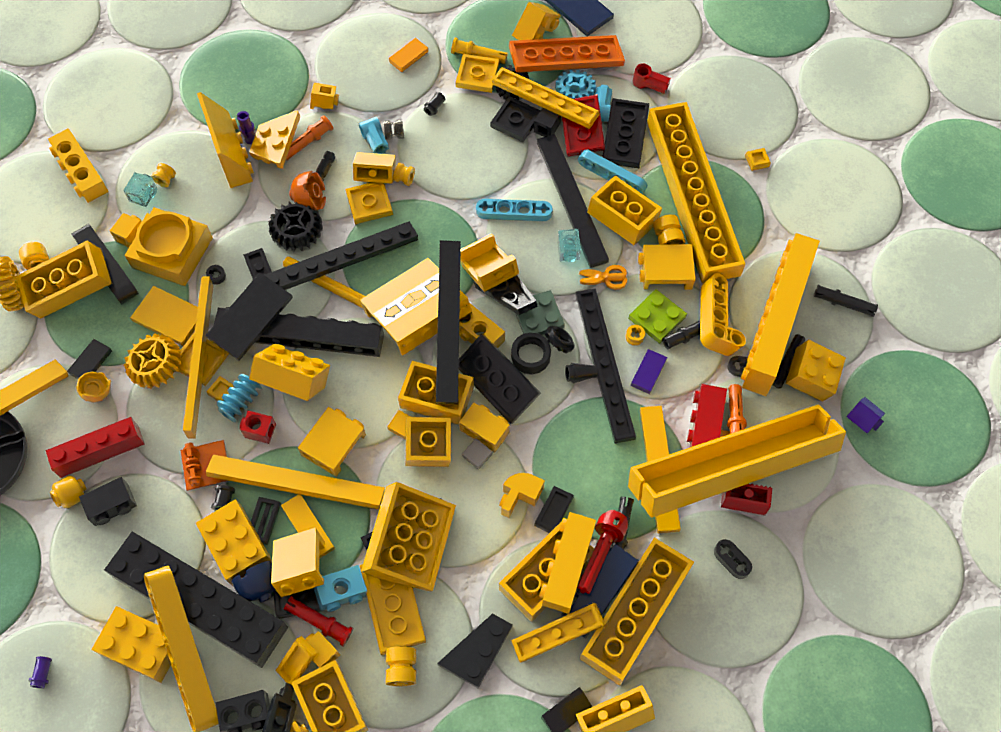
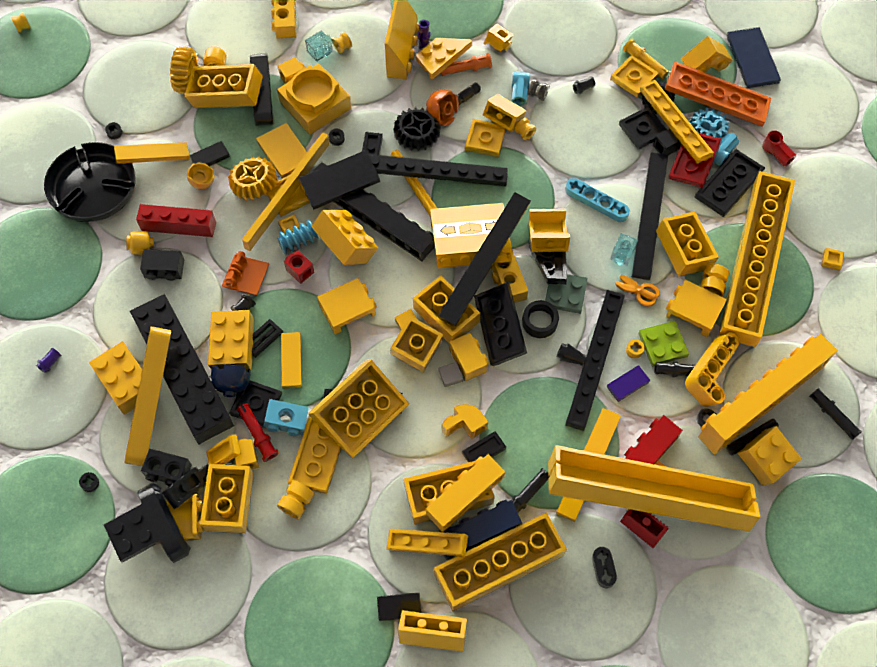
camera: 30 degrees right, 0 degrees up
(295, 482) = (302, 321): yellow tile -> none
(297, 562) = (264, 380): yellow panel -> none
(408, 55) = (587, 36): light orange tile -> none
(477, 651) = (360, 522): black wing -> none
(559, 339) = (569, 319): black gear -> none
(608, 170) = (693, 204): medium azure beam -> none
(608, 534) = (512, 488): red piece -> none
(736, 421) = (676, 458): orange pin -> none
(866, 415) = (791, 516): dark purple brick -> none

